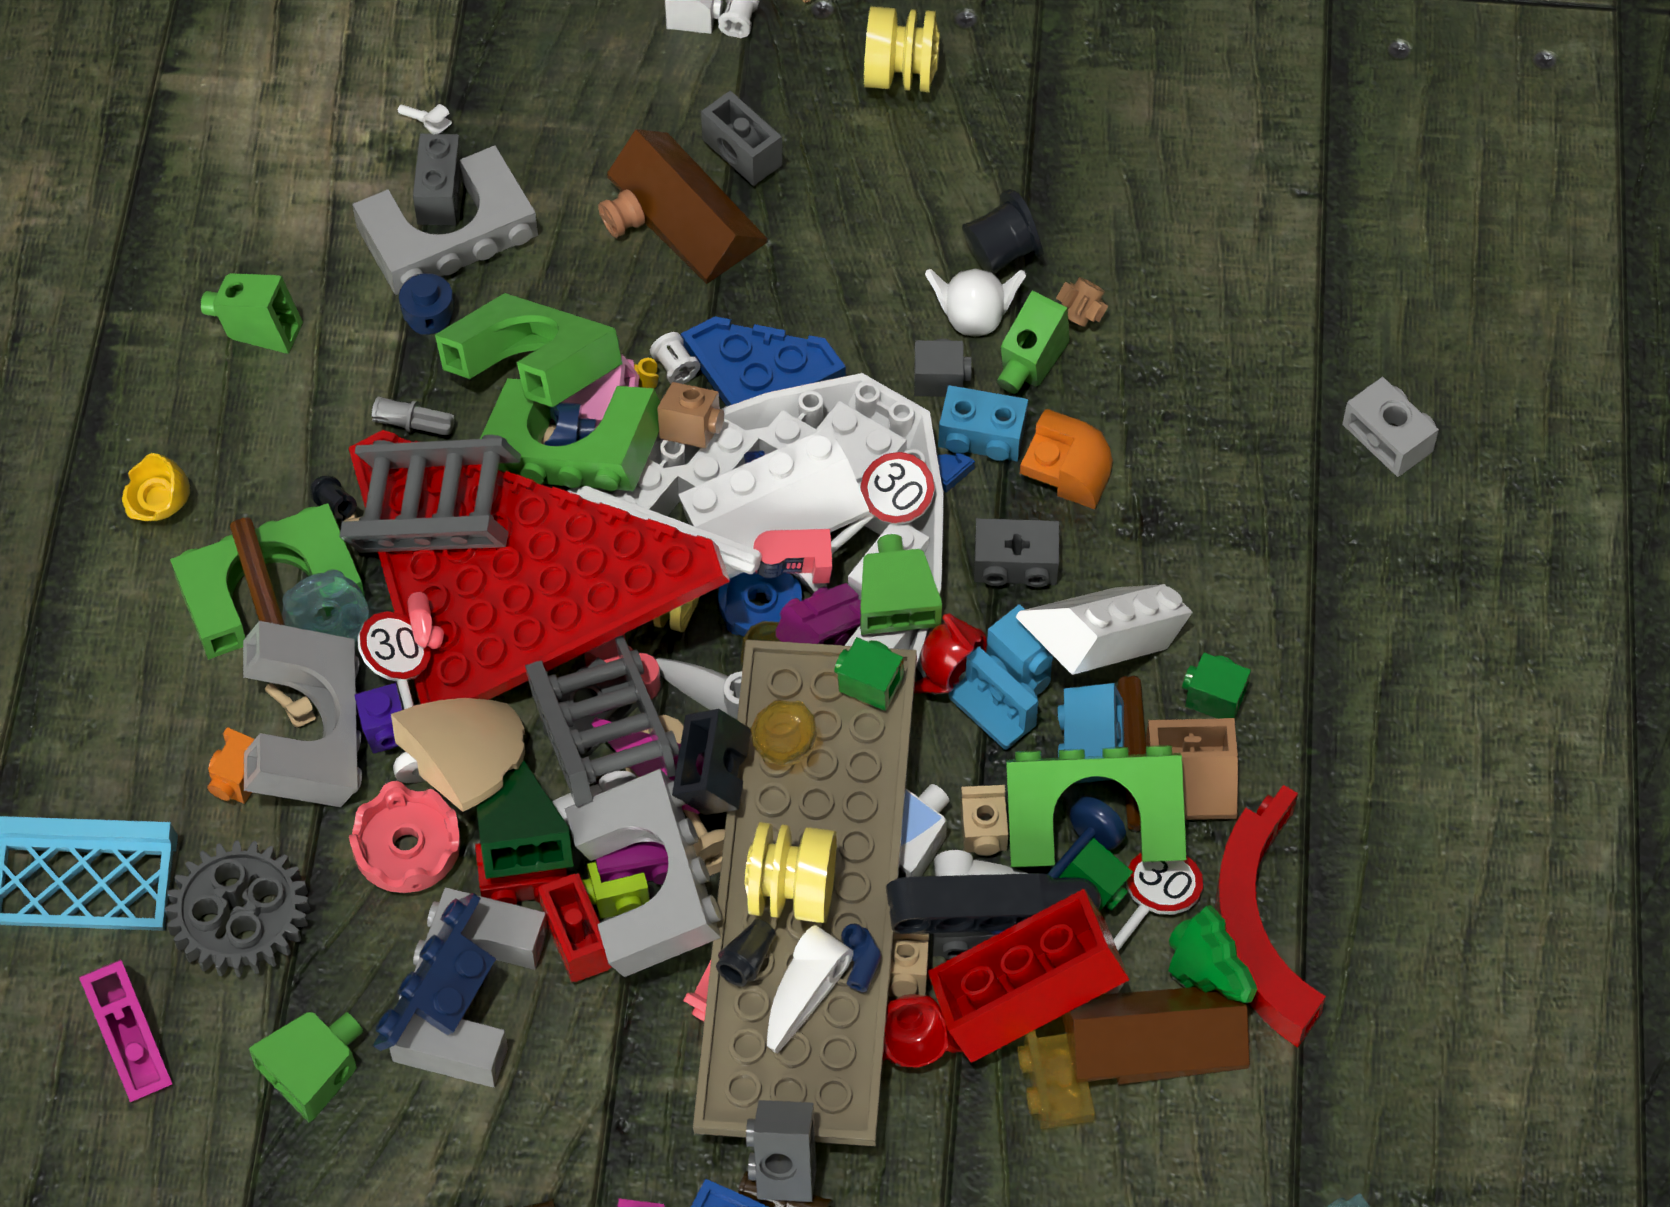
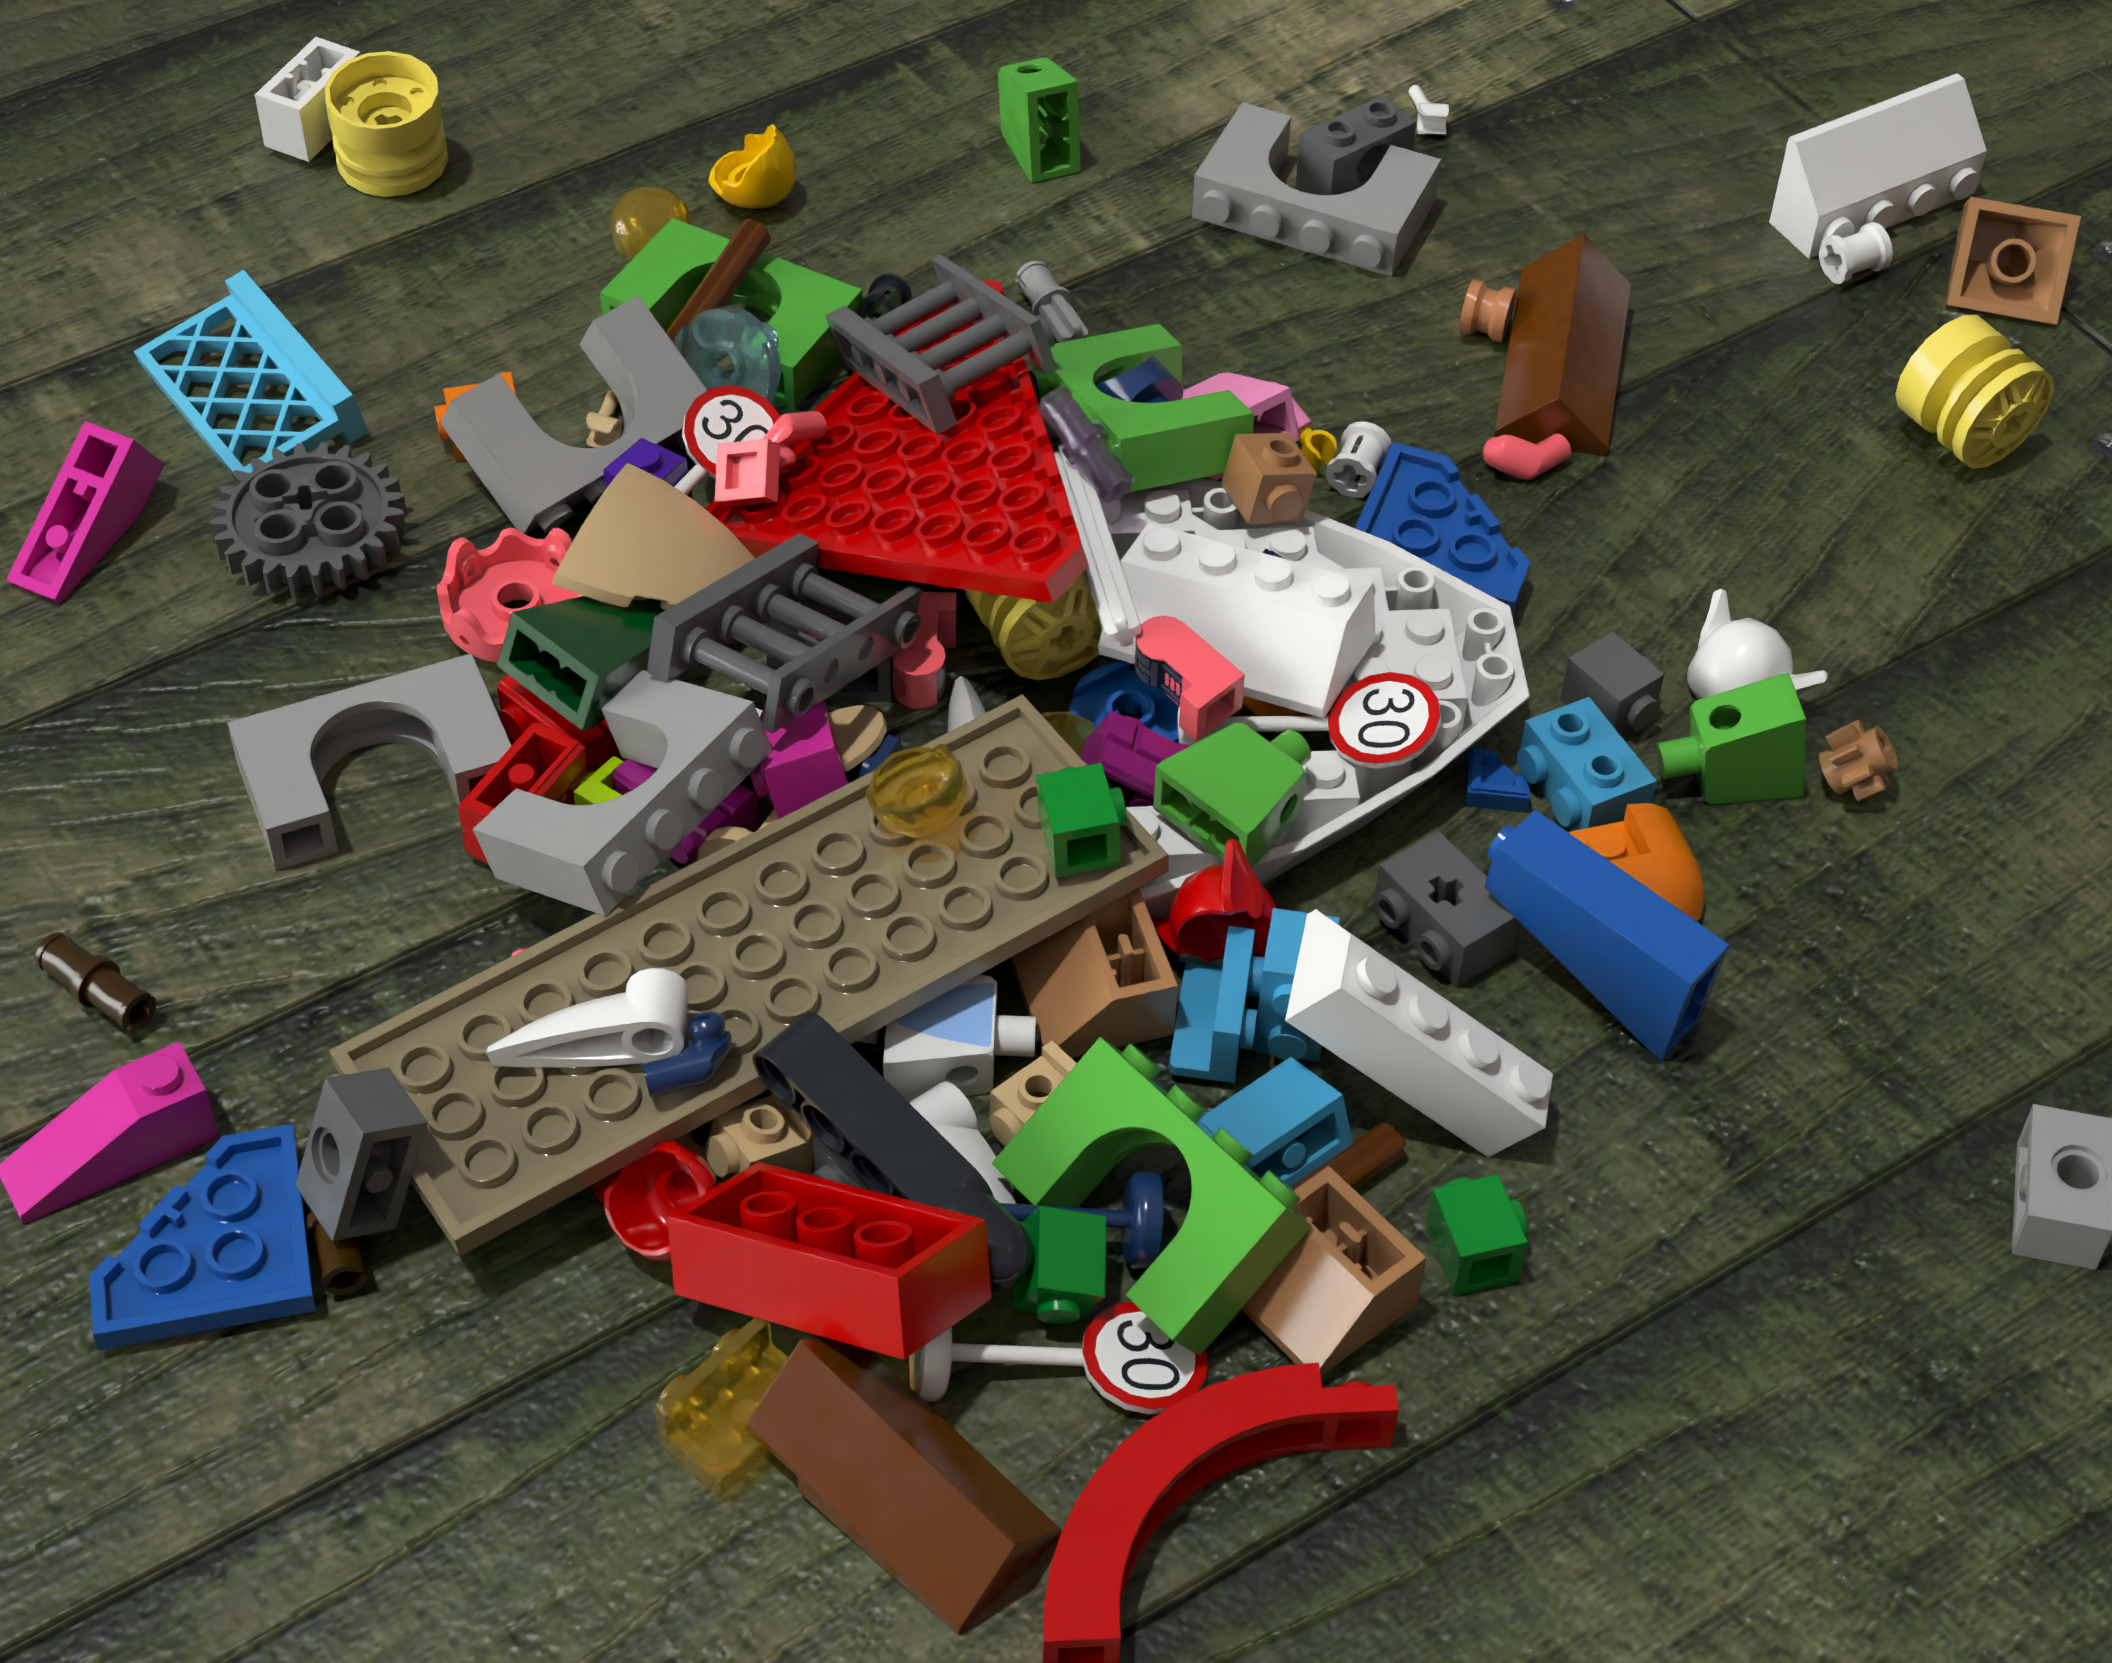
camera: 50 degrees right, 10 degrees down
(142, 574) = (642, 215): none -> clear yellow hair
(308, 1060) = (163, 683): bright green torso -> none
(426, 298) = (1205, 230): dark blue piece -> none
(435, 659) = (747, 472): none -> coral plate
(444, 980) = (337, 712): dark blue bracket -> none
(566, 347) = (1213, 316): bright green arch -> none
(600, 482) = (1085, 444): none -> clear purple pin
(724, 747) = (777, 748): black brick -> none
(740, 282) = (1525, 459): none -> coral arm
(741, 138) = (1696, 339): dark grey brick -> none
(745, 953) = (595, 943): black cone -> none
(791, 872) = (723, 901): light yellow wheel -> none
(942, 738) = (1100, 980): none -> medium nougat slope
(1003, 233) = (1851, 630): black piece -> none
(1108, 494) = (1608, 930): none -> blue slope
(1208, 958) = (1057, 1460): green rock -> none

